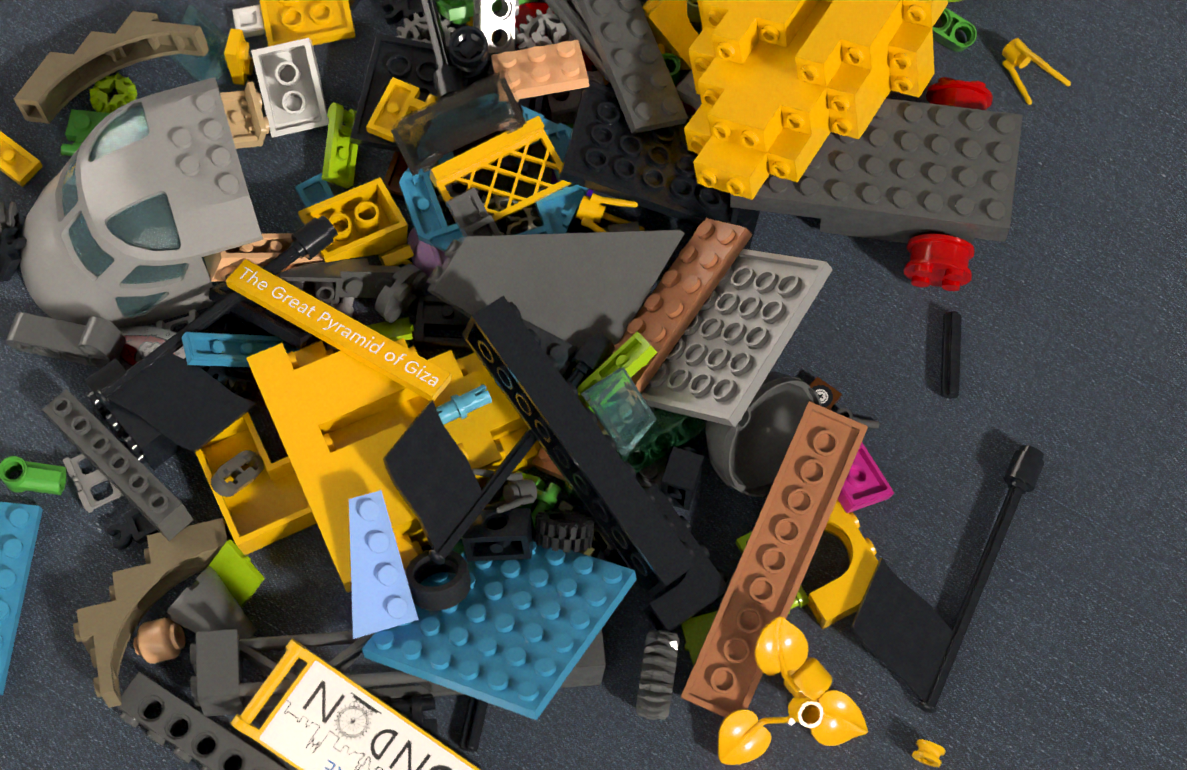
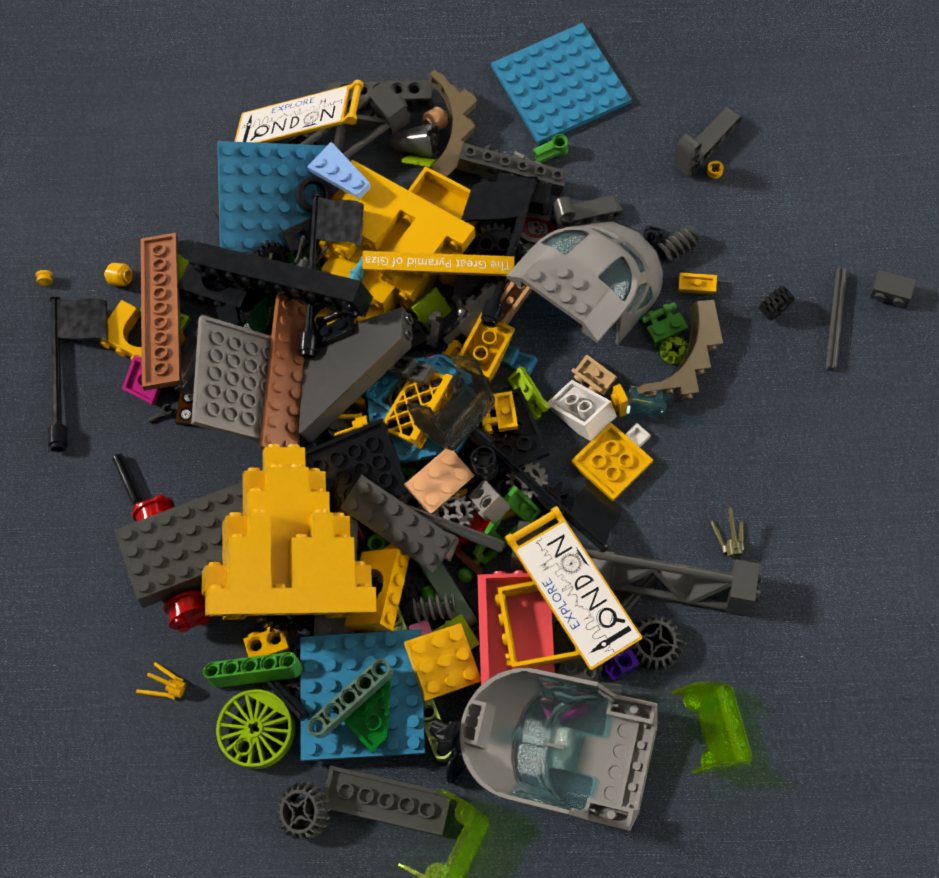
camera: 155 degrees right, 0 degrees up
(227, 349) = (495, 235): dark azure tile -> none
(241, 477) = (451, 198): dark grey beam -> none
(620, 409) = (272, 310): clear light blue slope -> none
(631, 355) = (287, 335): lime plate -> none
(657, 675) = (188, 227): dark grey gear -> none
(830, 719) = (107, 244): yellow plant -> none

